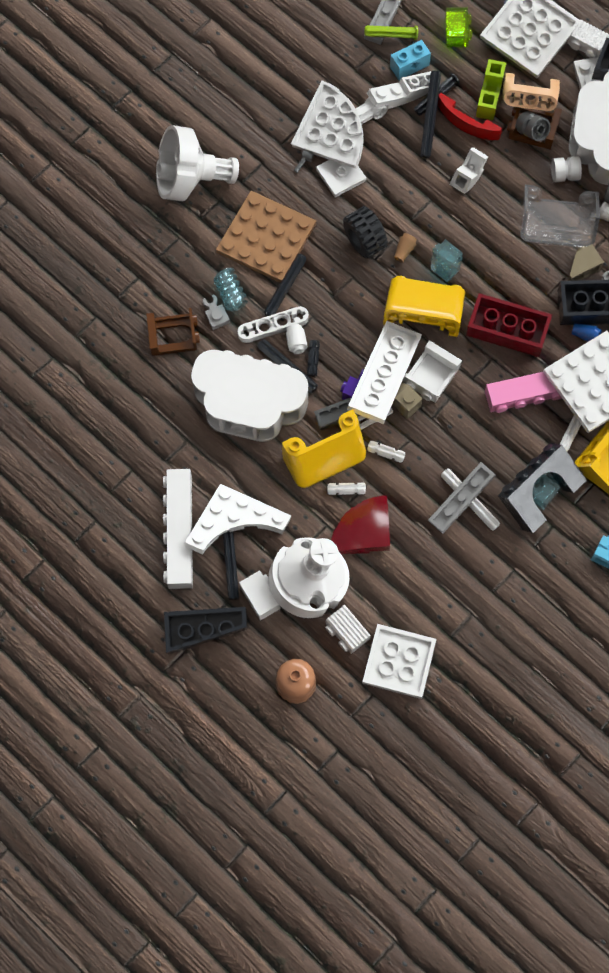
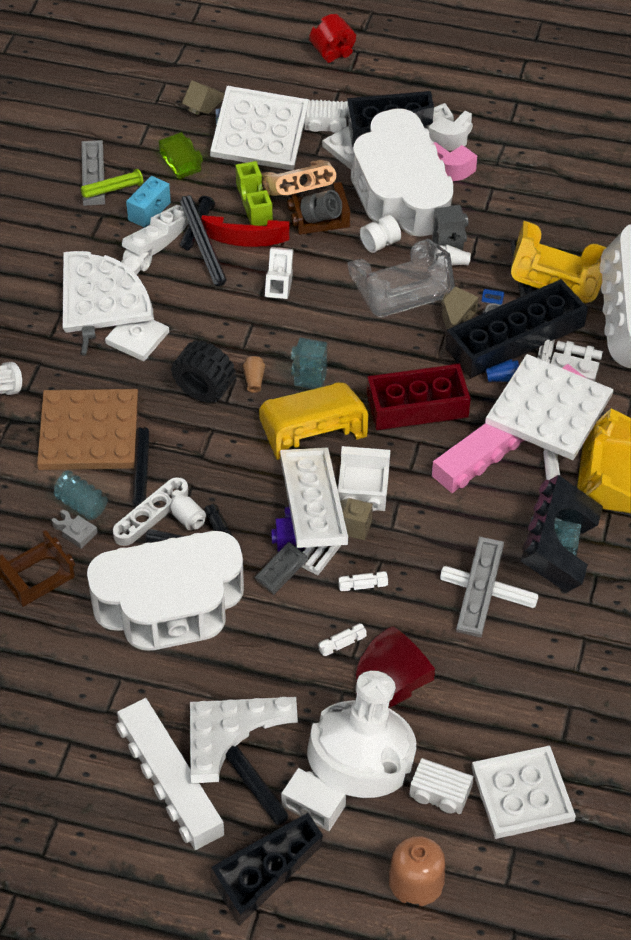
camera: 30 degrees left, 20 degrees down
(327, 456) = (289, 625): yellow windscreen -> none

